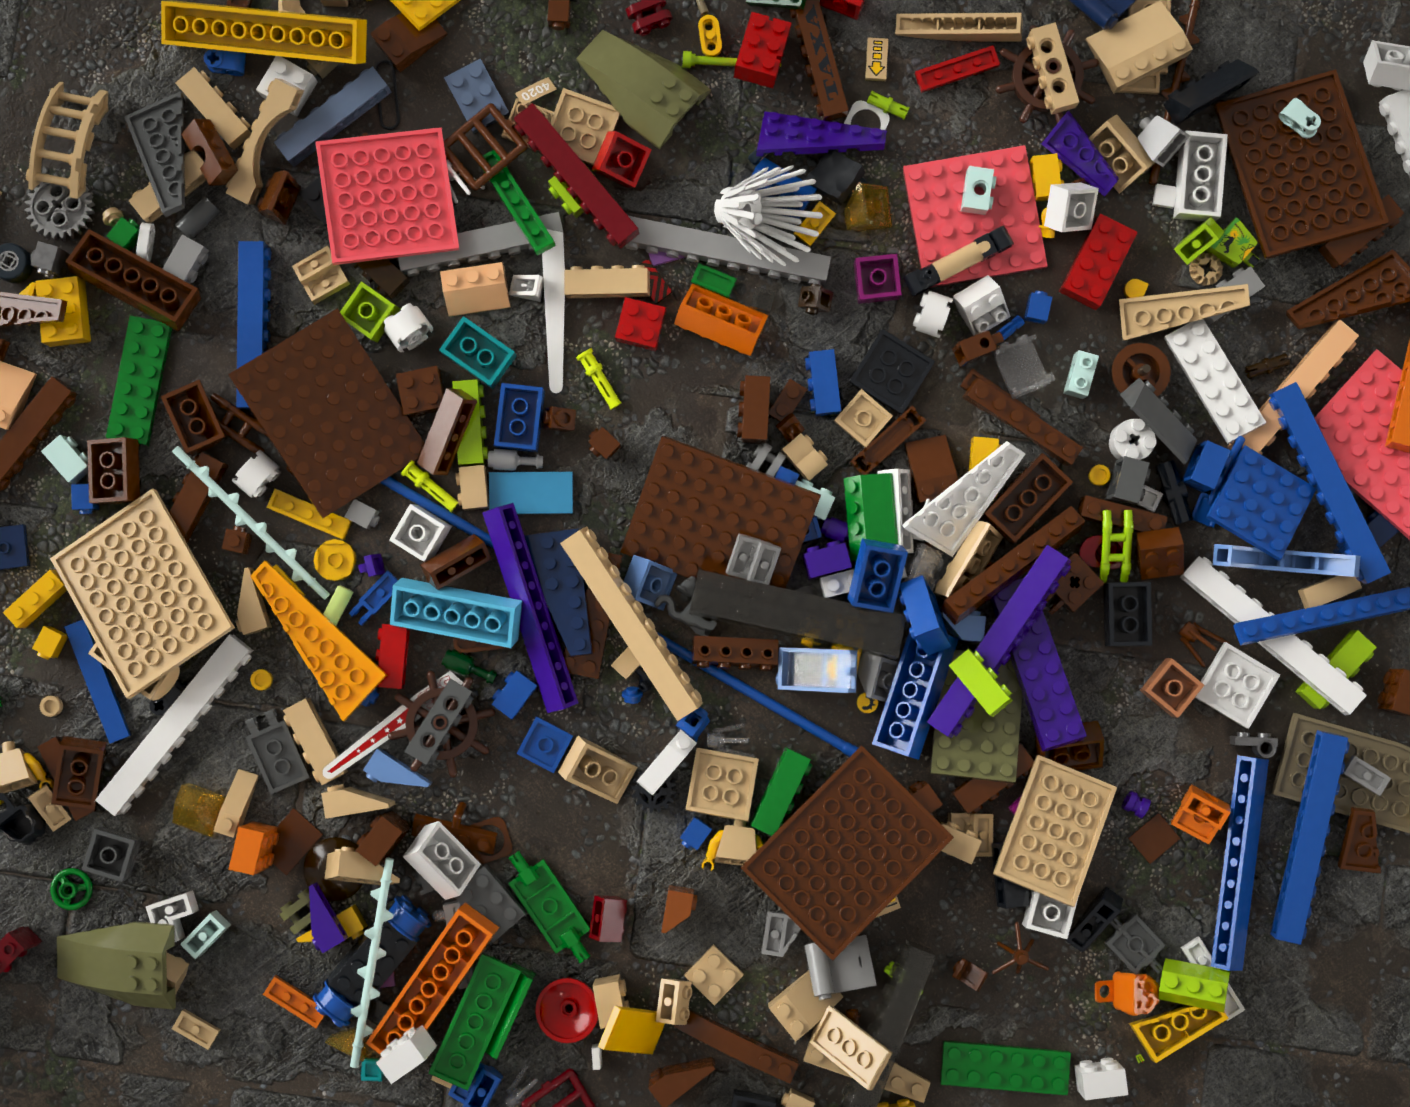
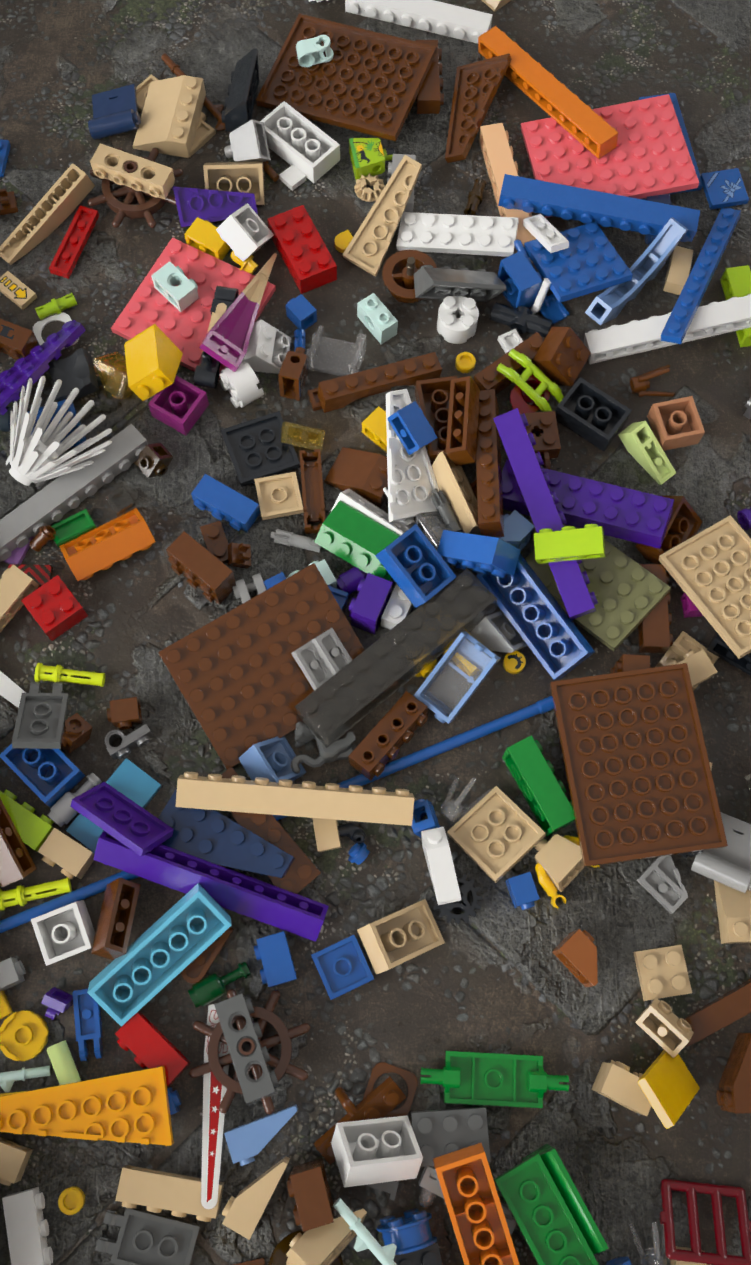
camera: 55 degrees left, 15 degrees down
(525, 509) = (122, 818): none -> dark purple plate
(550, 390) = (41, 718): none -> dark grey tile
(556, 1020) = (616, 1153): red dish -> none
(594, 470) = (139, 738): none -> flat silver plate
(596, 1057) = (668, 1144): white tile -> none
(608, 918) = (544, 1031): dark red brick -> none
(691, 268) = (42, 538): none -> reddish brown pin
(805, 457) = (272, 560): tan brick -> none
(816, 224) = (97, 410): yellow plate -> none
(834, 455) = (295, 540): none -> light grey piece
(891, 232) = (151, 362): none -> yellow slope
(927, 397) = (302, 436): none -> clear yellow slope
(949, 556) = (443, 507): none -> dark grey piece
(962, 276) = (232, 332): none -> magenta plate
(992, 485) = (412, 427): none -> blue brick
(1030, 520) = (462, 421): none -> reddish brown brick
(1128, 481) = (486, 339): dark grey brick -> none
(1130, 681) = (647, 451): none -> yellowish green slope
(1199, 240) = (345, 170): lime brick -> none
(1205, 495) = (541, 295): none -> white wheel
(1236, 685) = (708, 379): white plate -> none
(1266, 457) = (545, 233): none -> white tile

